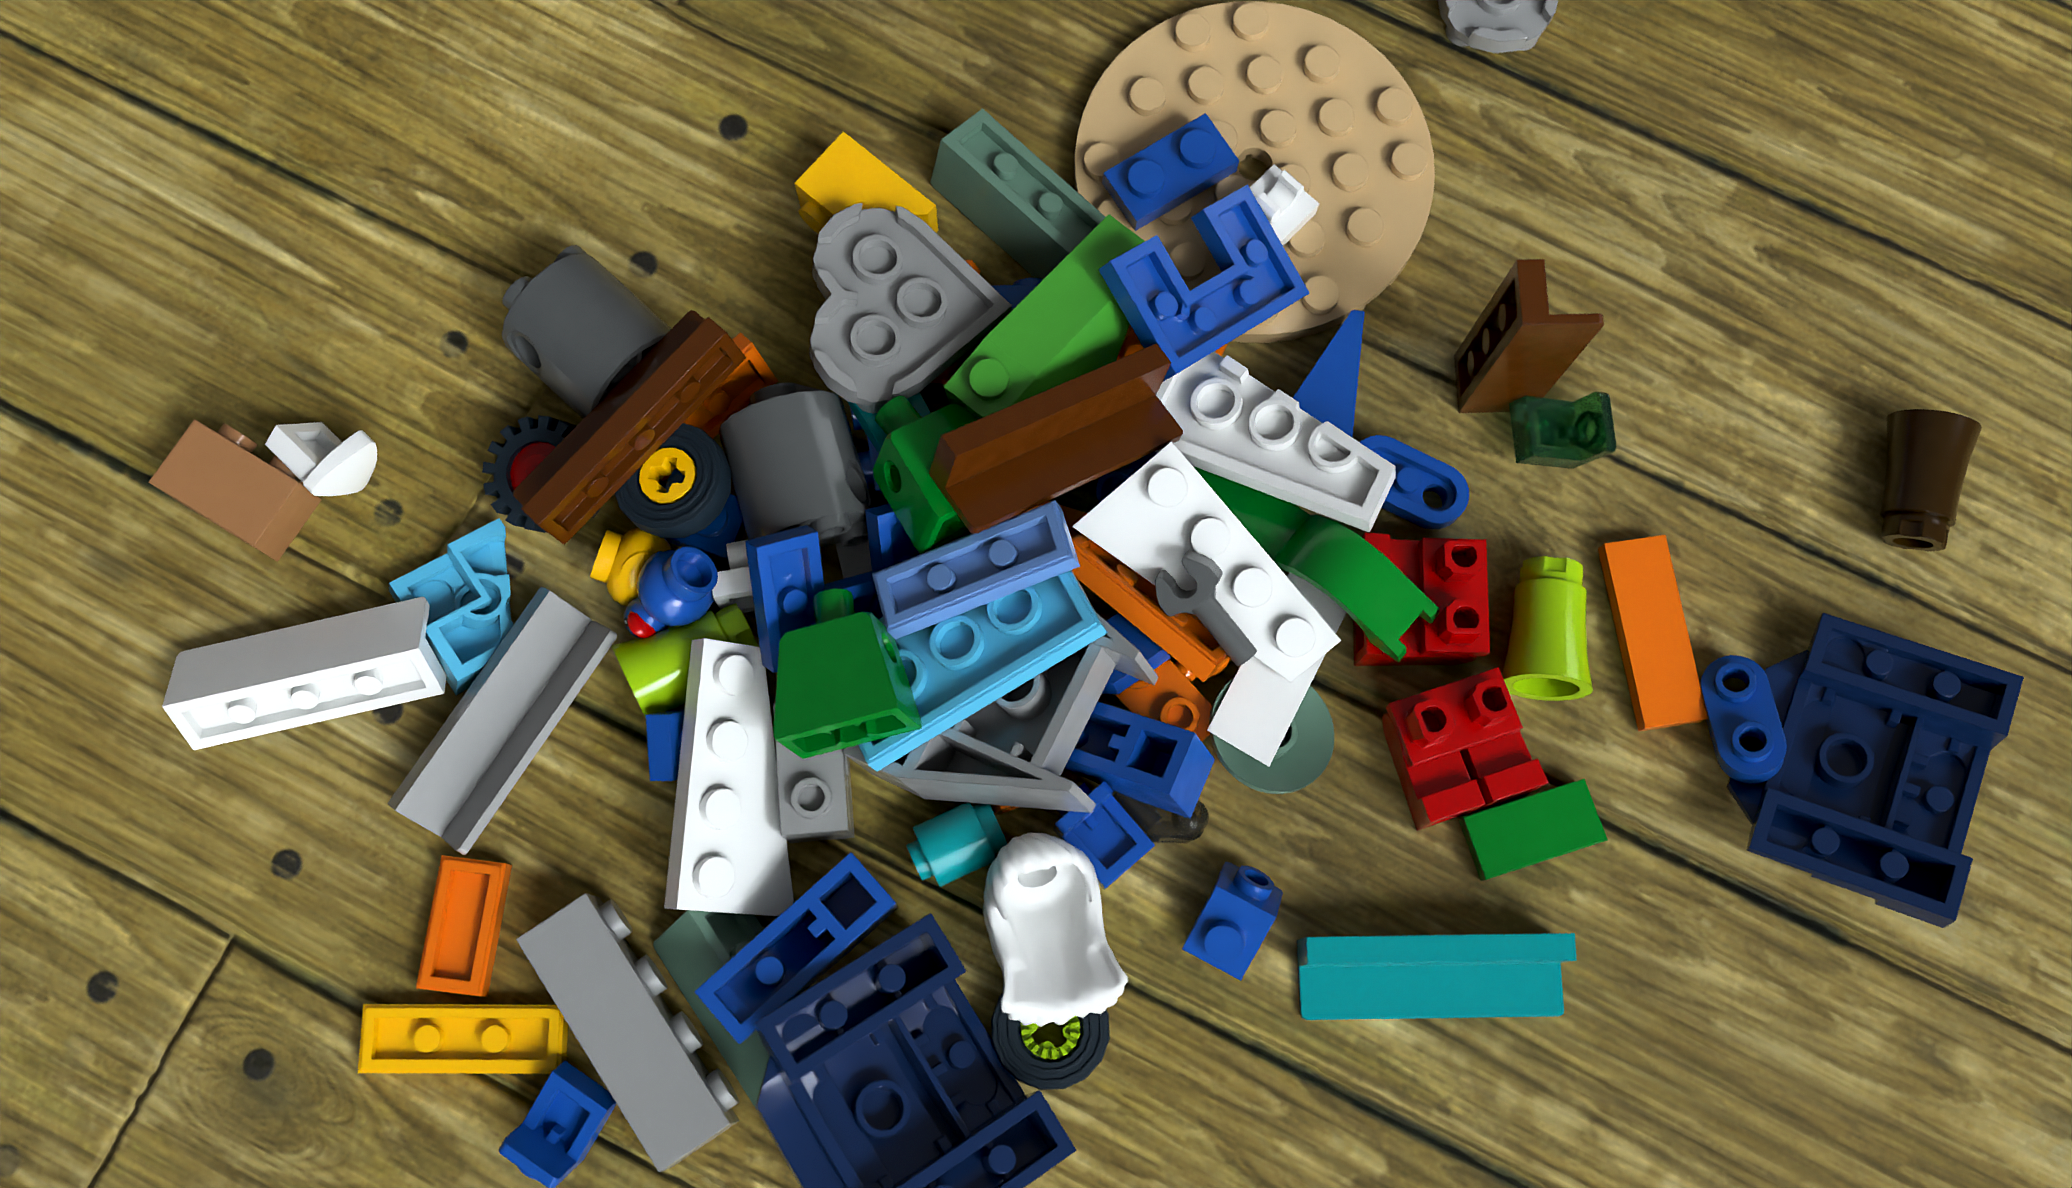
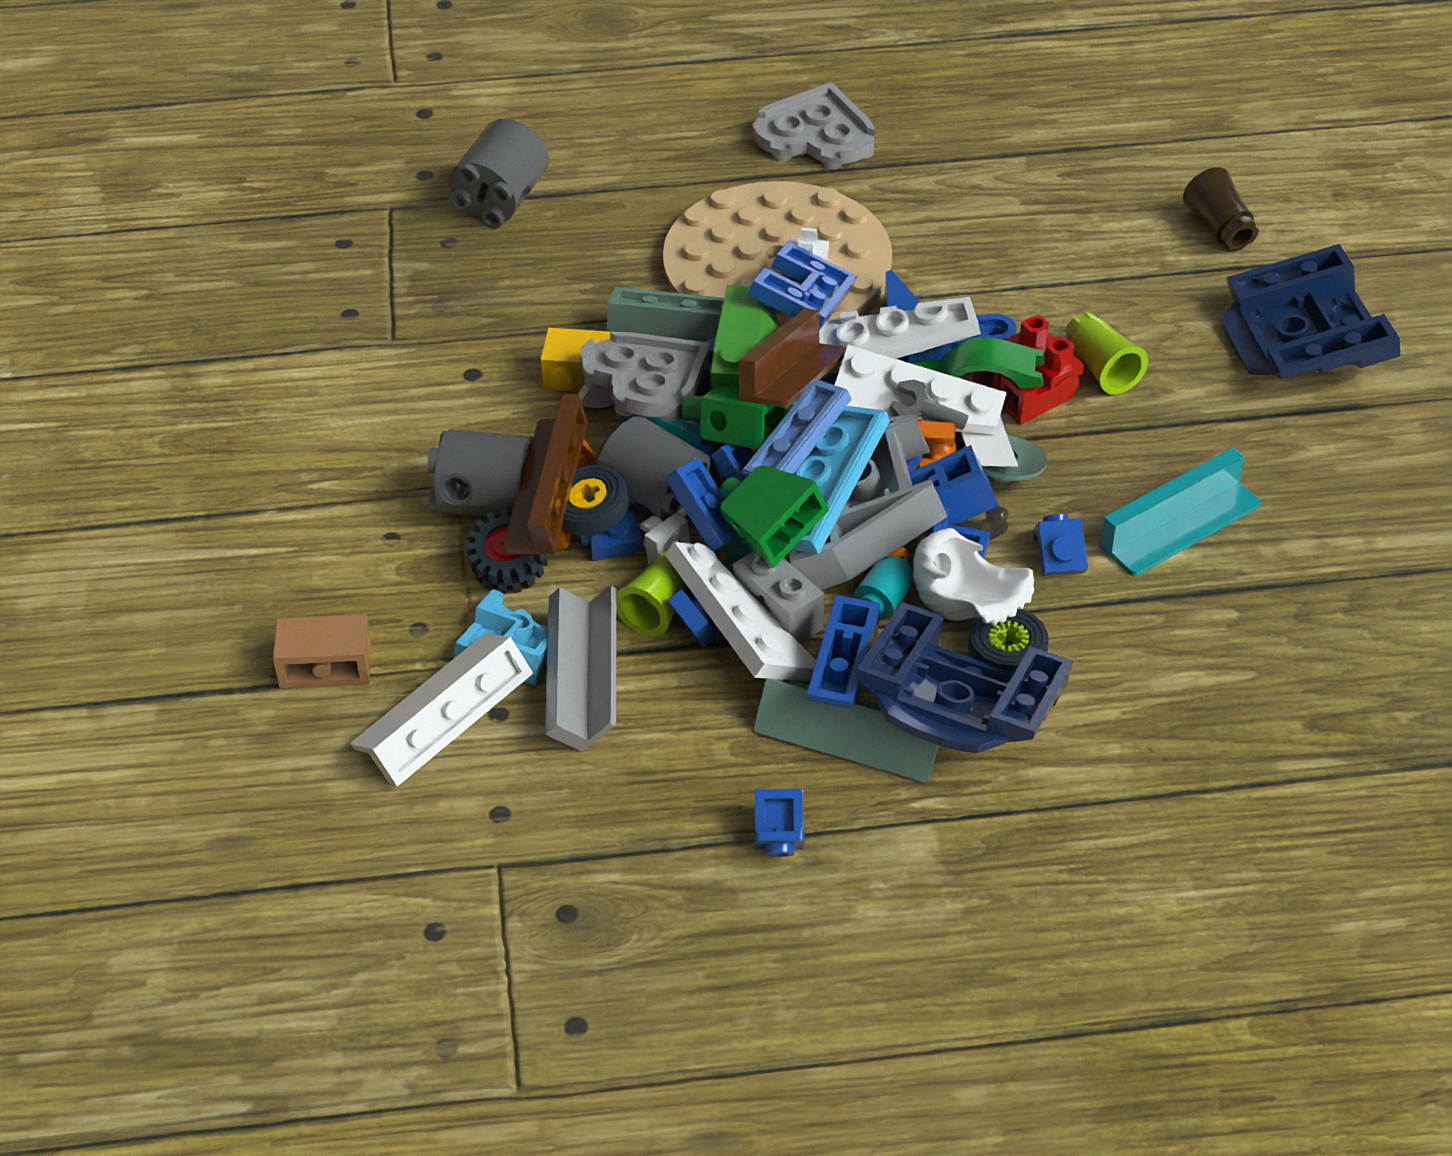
camera: 30 degrees left, 30 degrees down
(322, 459) = (379, 610): white tile -> none
(462, 1039) = (682, 828): yellow tile -> none
(464, 926) = (636, 779): orange tile -> none
(622, 560) = (593, 566): yellow animal -> none
(629, 1030) = (769, 755): light grey brick -> none
(671, 591) = (633, 547): blue animal -> none
(1170, 171) = (738, 264): blue plate -> none
(1459, 749) = (1104, 419): red hips -> none
(1517, 344) = (984, 227): reddish brown panel -> none
(1532, 829) = (1173, 437): green tile -> none
(1562, 431) = (1037, 278): clear green bracket -> none
(1652, 633) = (1156, 335): orange tile -> none
(1743, 715) = (1230, 339): blue plate -> none

